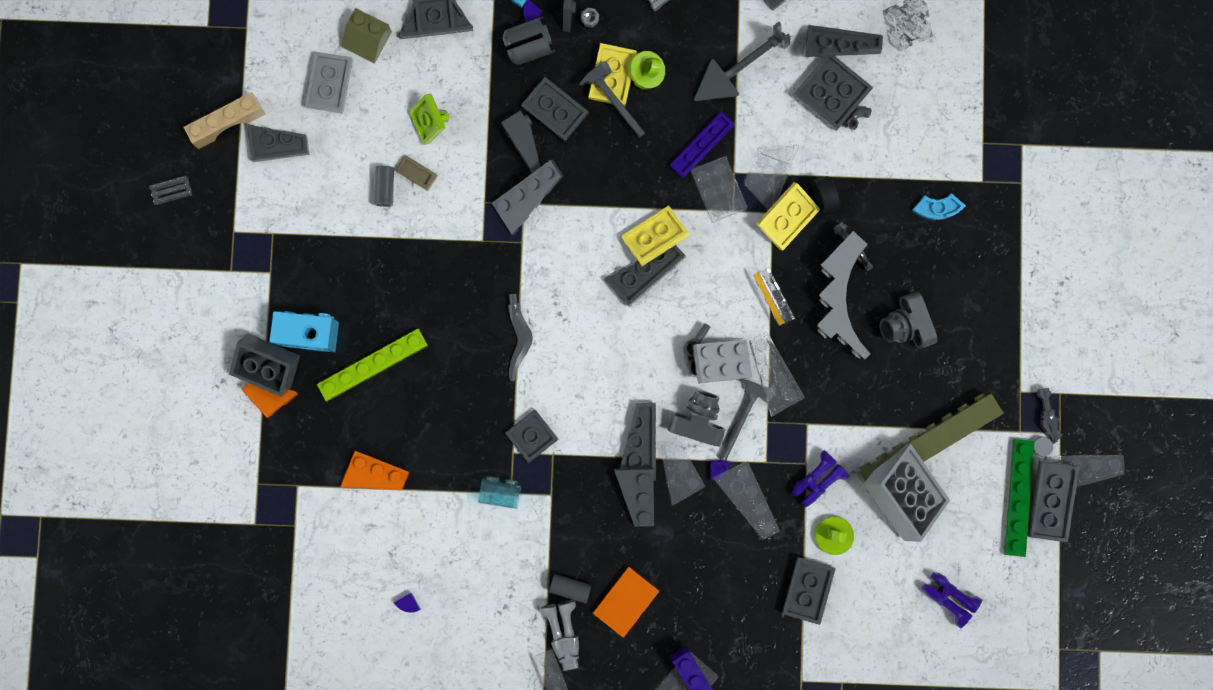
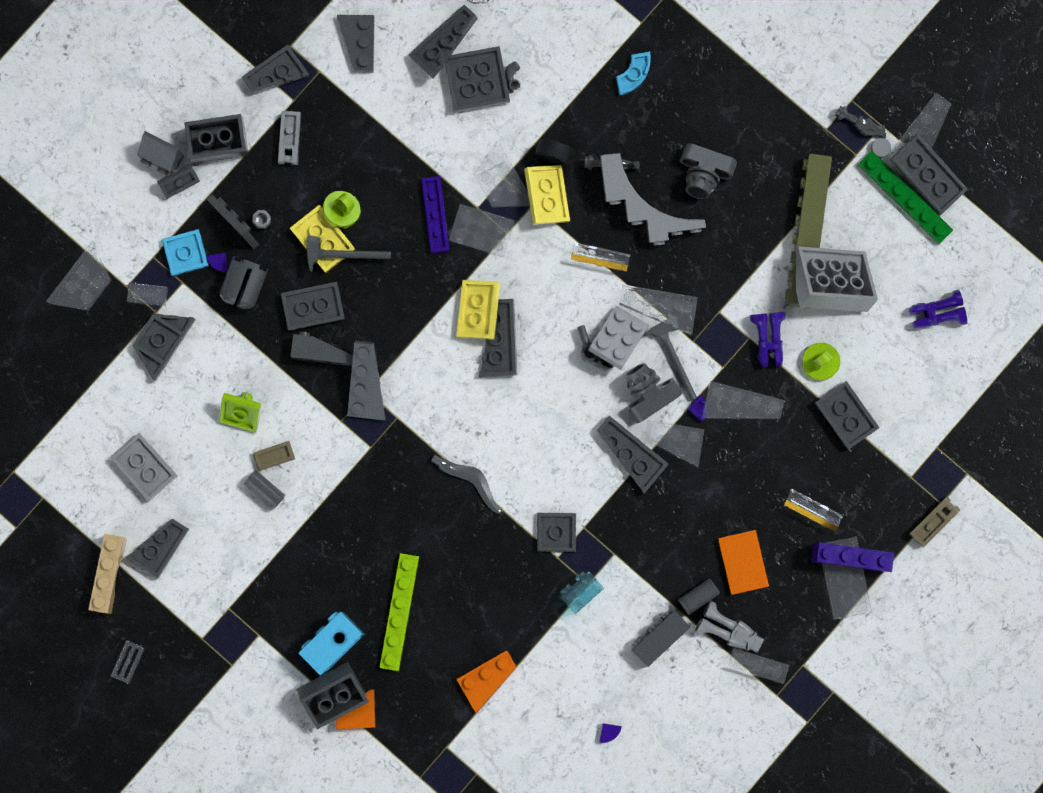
camera: 50 degrees left, 0 degrees up
(365, 35) = (130, 408): olive slope -> none
(513, 584) = (660, 637): none -> dark grey brick
(638, 493) = (669, 485): dark grey wing -> none
(711, 624) = (813, 510): none -> clear plate
(717, 83) = (397, 163): dark grey piece -> none

